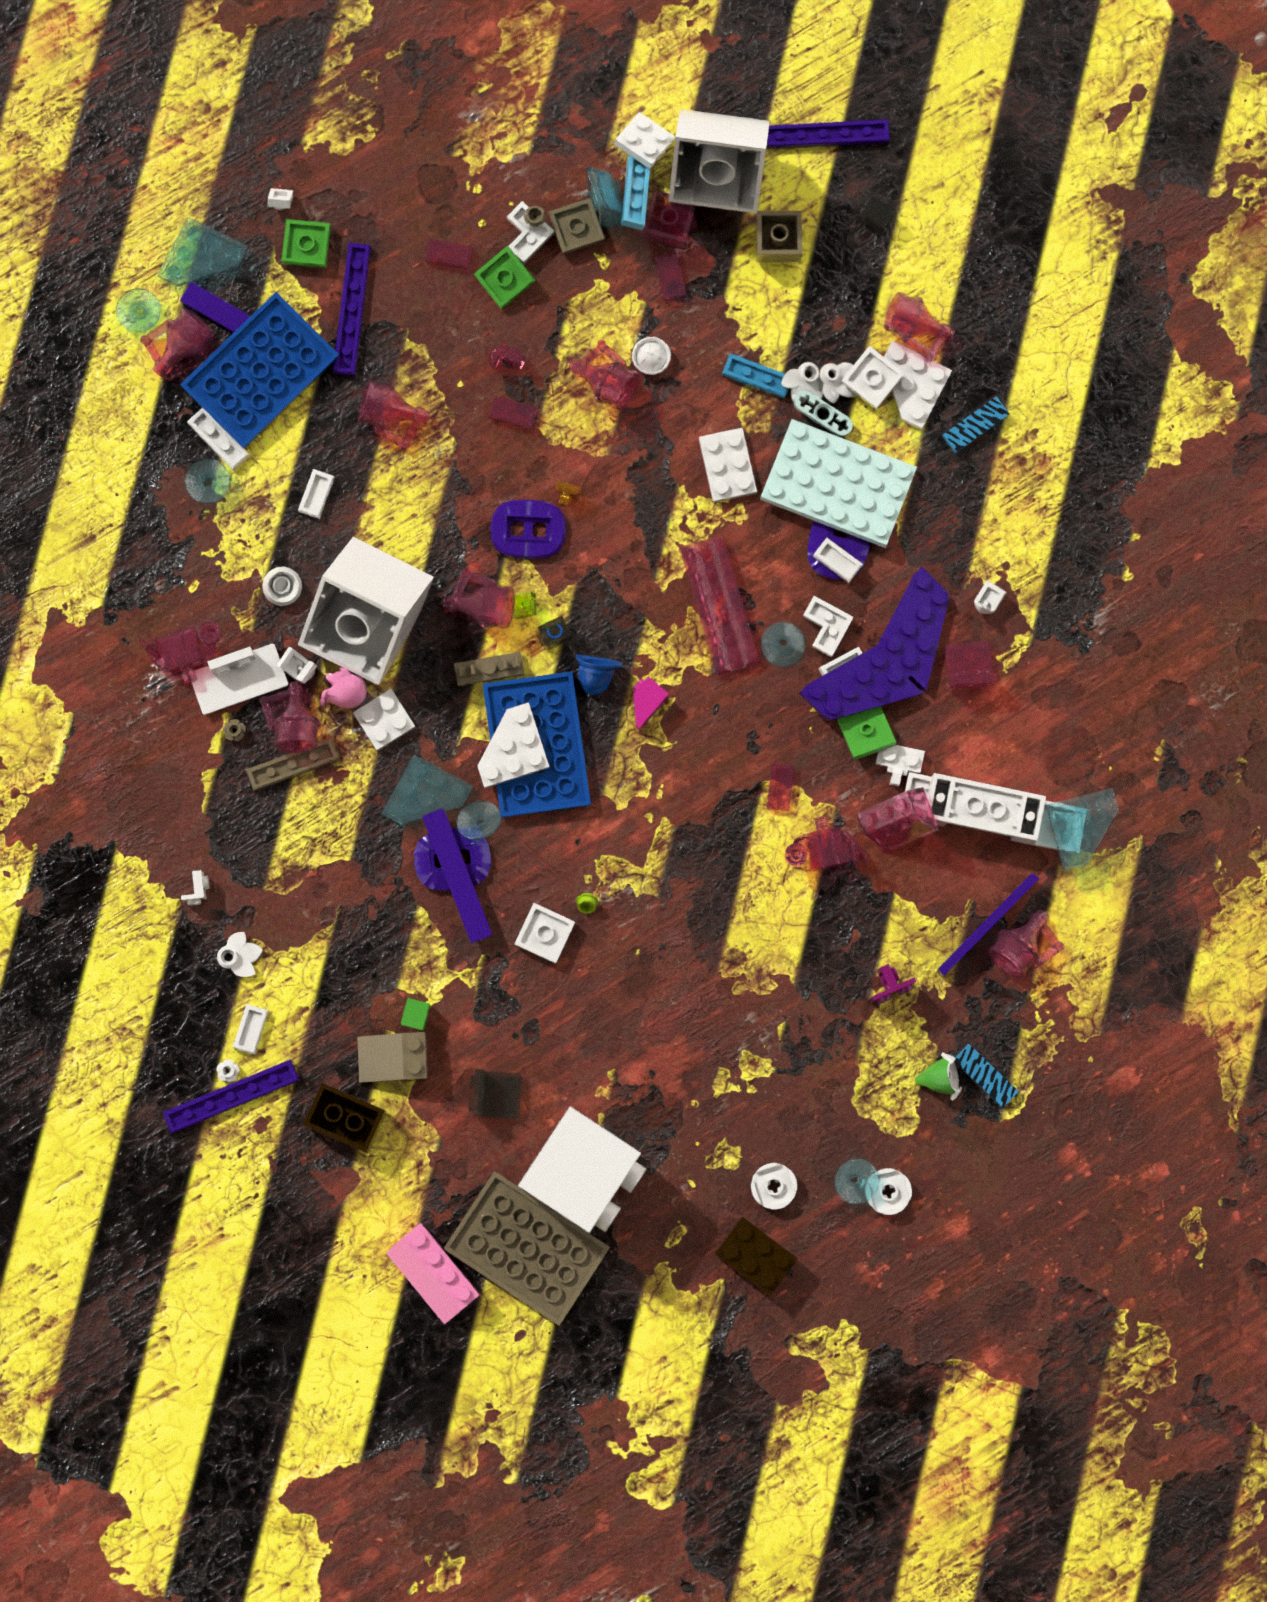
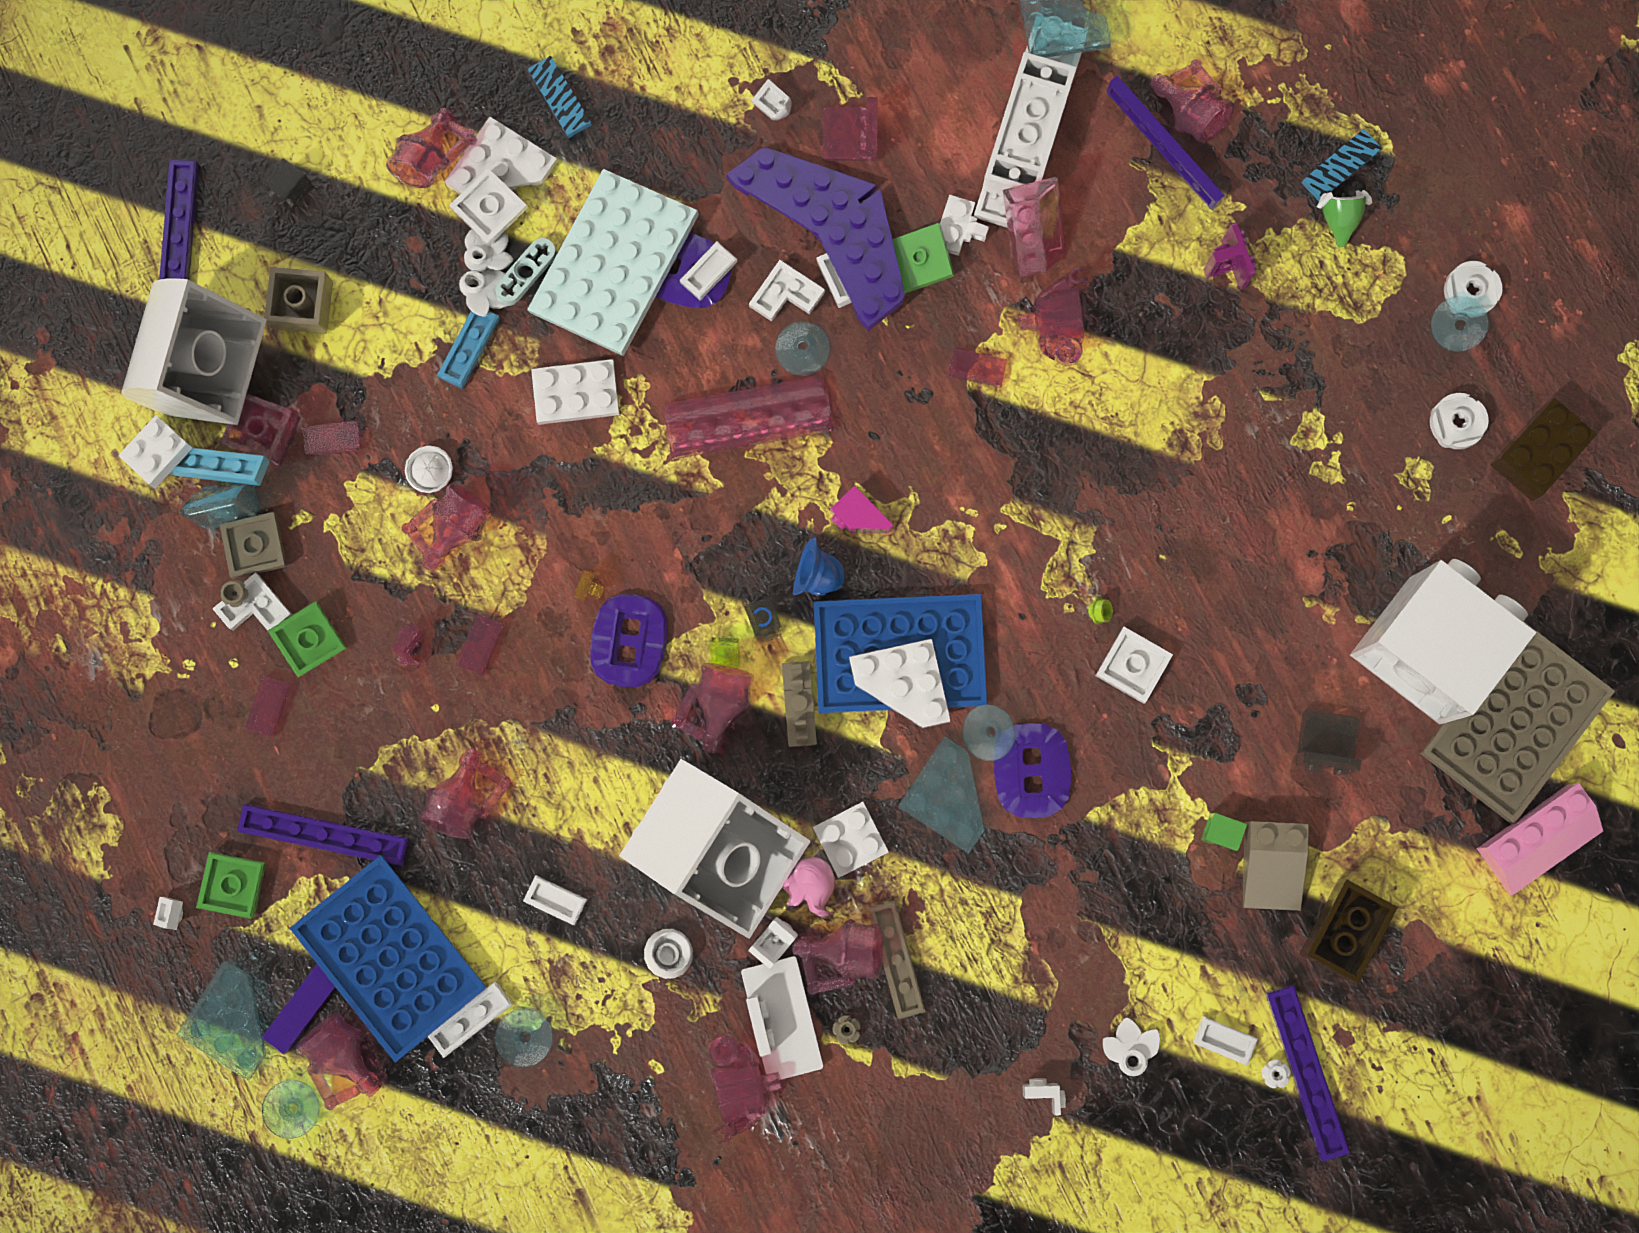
camera: 75 degrees left, 0 degrees up
(457, 875) = (1056, 765): dark purple tile -> none

